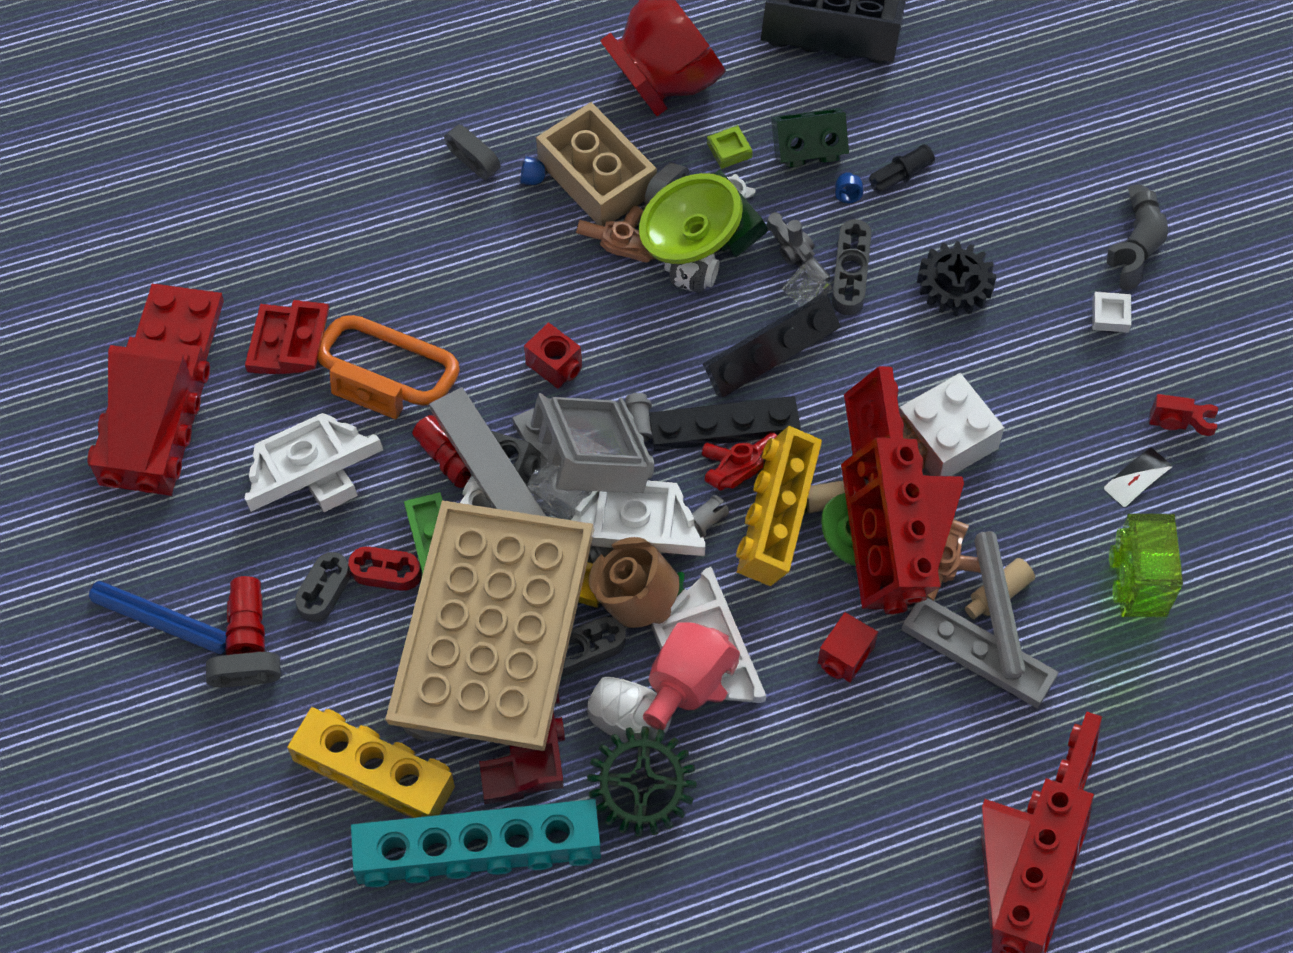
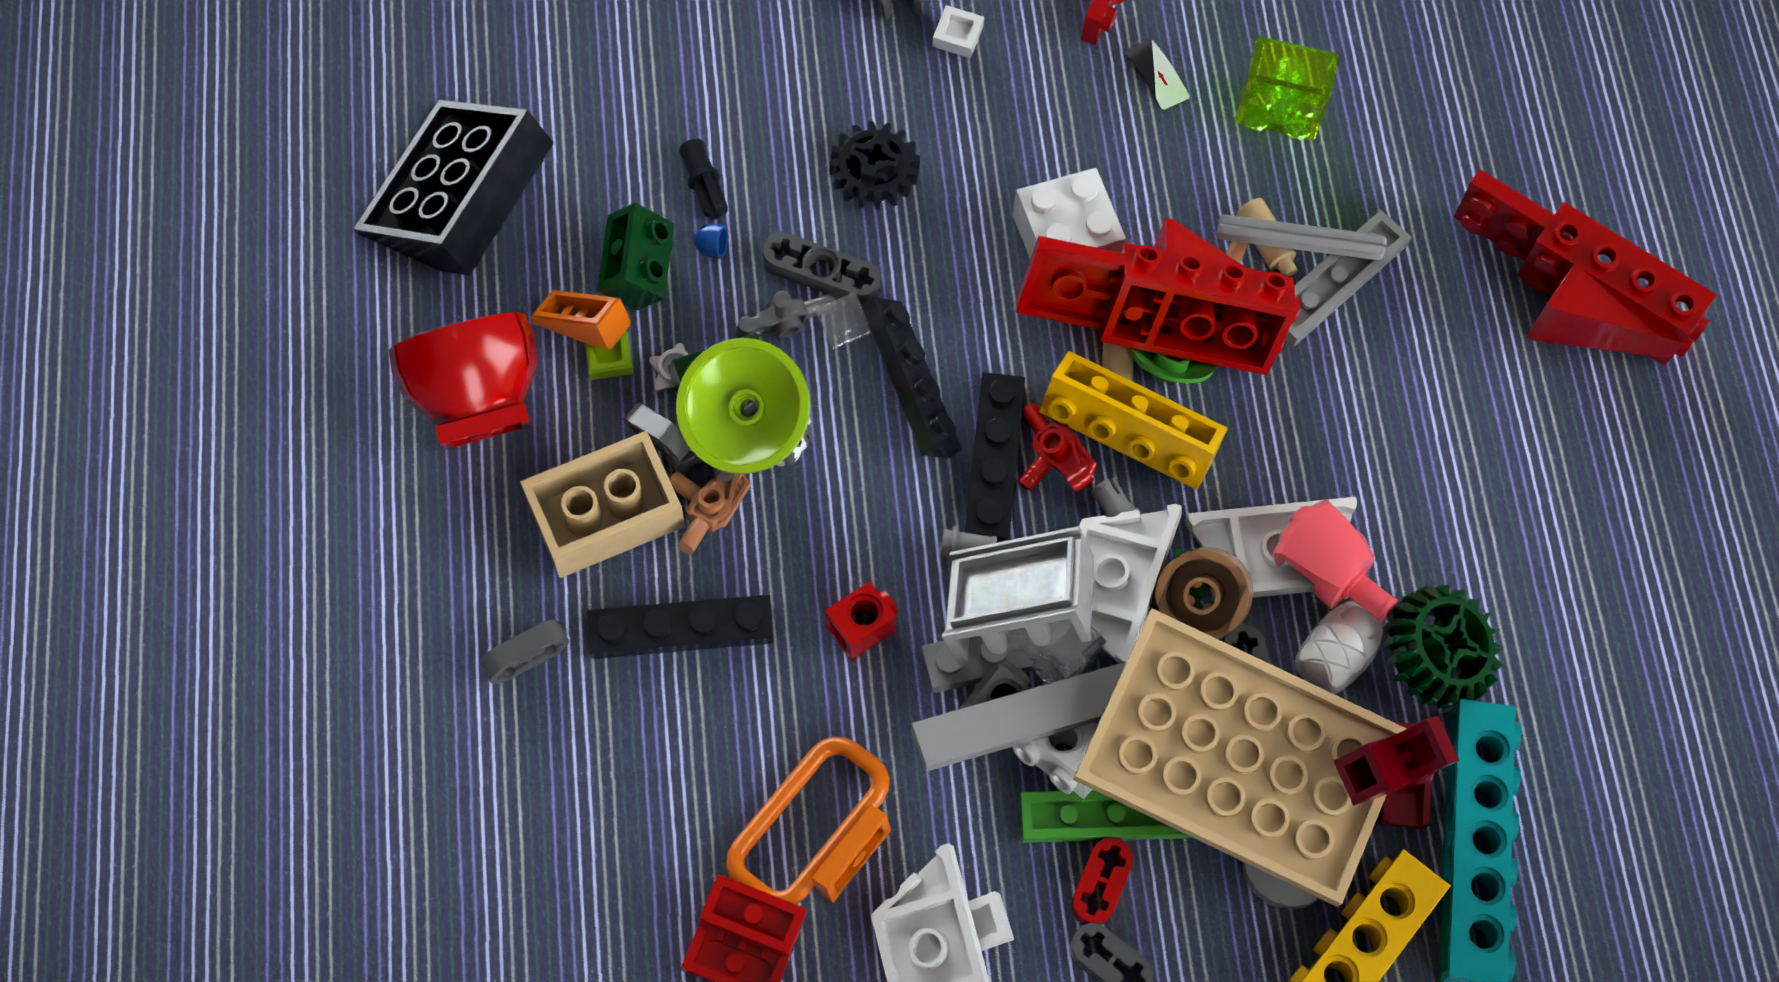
camera: 80 degrees left, 5 degrees up
(441, 450) = (958, 779): red axle -> none
(500, 720) = (1396, 761): none -> dark red brick
(521, 246) = (680, 626): none -> black plate
(532, 171) = (576, 588): blue hinge -> none
(749, 119) = (586, 317): none -> orange slope
(847, 648) = (1312, 402): red brick -> none

